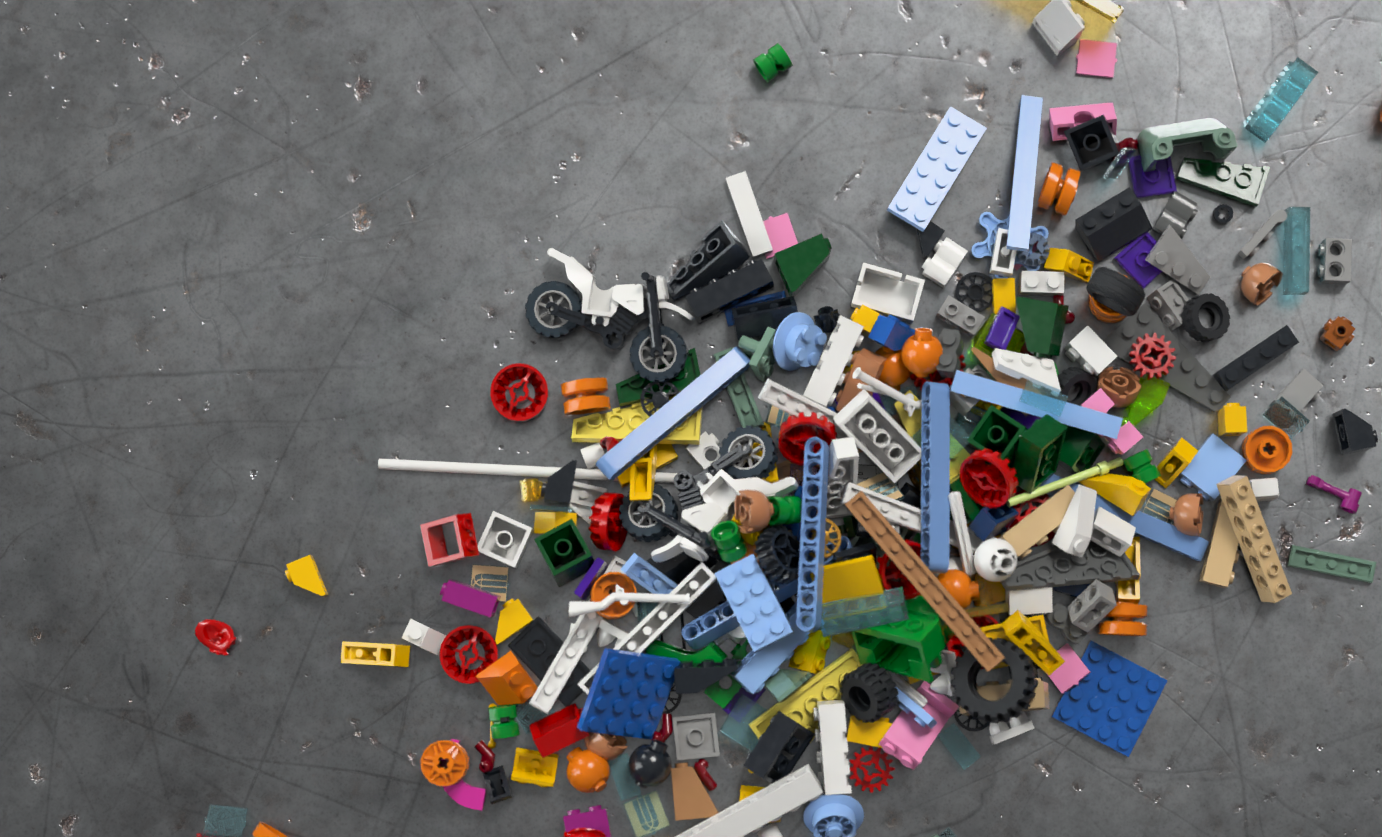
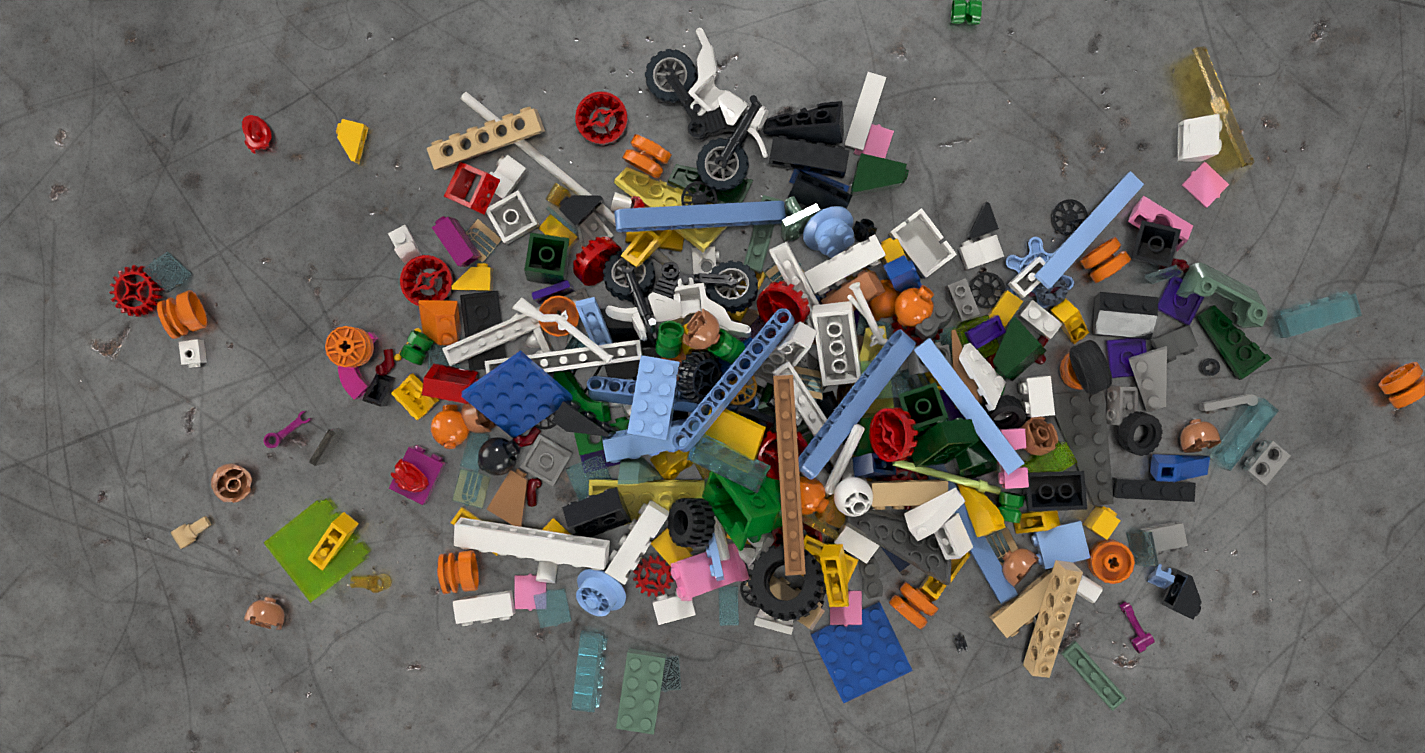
camera: 30 degrees right, 5 degrees up
(375, 654) = (360, 231): yellow slope -> none
(464, 445) = (532, 127): none -> tan brick
(472, 501) = (509, 173): none -> white brick
(910, 784) = (672, 608): none -> white brick
(936, 169) = (1026, 179): plate -> none
(998, 174) = (1069, 216): none -> black wheel
(1043, 398) = (977, 406): clear light blue tile -> none
(1092, 605) = (898, 580): light grey brick -> none
(1153, 364) = (1082, 425): red gear -> none
(1170, 423) = (1055, 491): none -> black slope
(1191, 623) = (960, 643): none -> black bush
(1262, 322) = (1178, 467): none -> blue slope
(1324, 431) = (1161, 578): none -> light blue tile
(1333, 338) = (1227, 515): dark orange brick -> none

